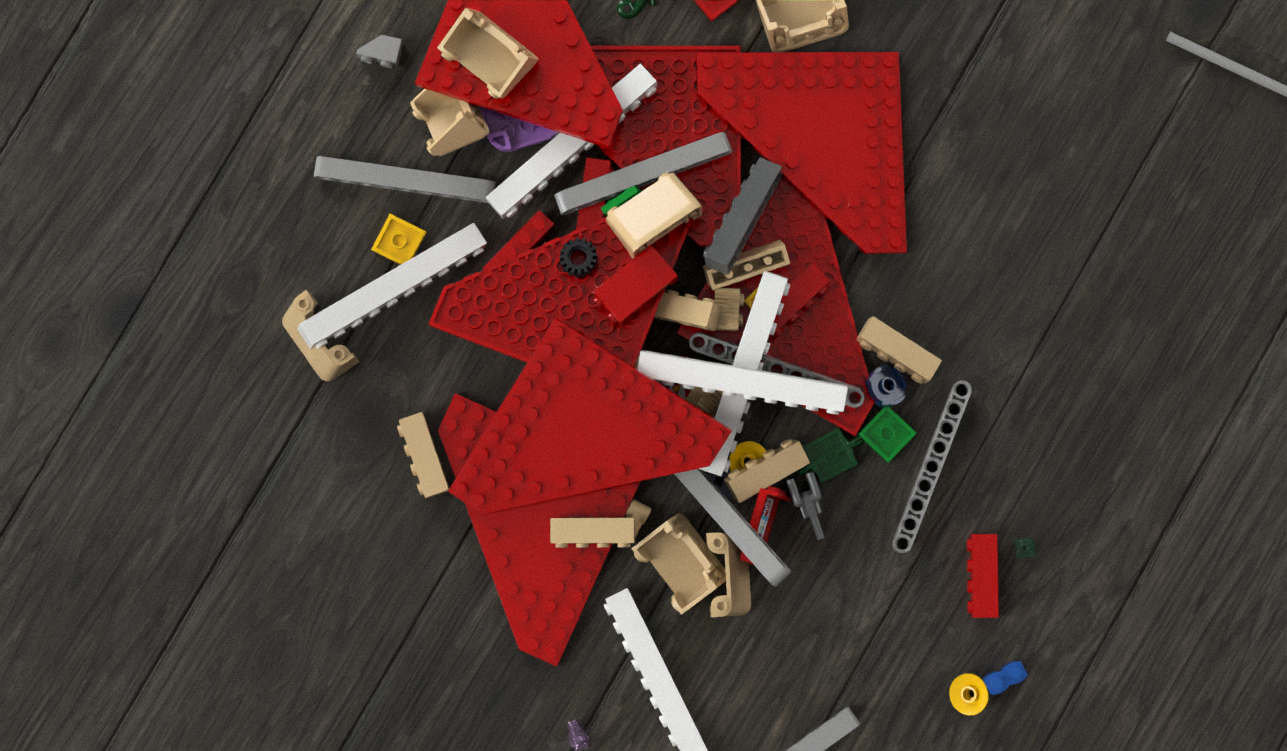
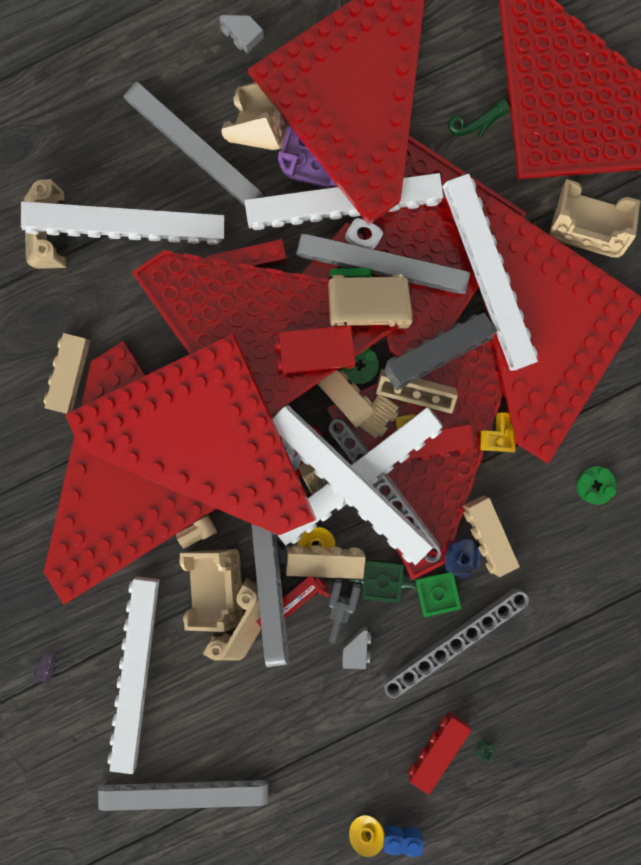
camera: 30 degrees right, 5 degrees up
(398, 240) = (157, 190): yellow plate -> none
(487, 52) = (321, 79): tan windscreen -> none
(569, 249) = (290, 286): black tyre -> none
(592, 530) = (157, 521): tan brick -> none
(601, 168) = (352, 238): none -> white piece
(692, 280) = (365, 374): none -> green plate
(741, 120) = (490, 272): none -> white brick
(847, 533) = (355, 650): none -> light grey slope
(850, 257) = (501, 439): none -> yellow plate
(951, 244) = (586, 480): none -> green plate

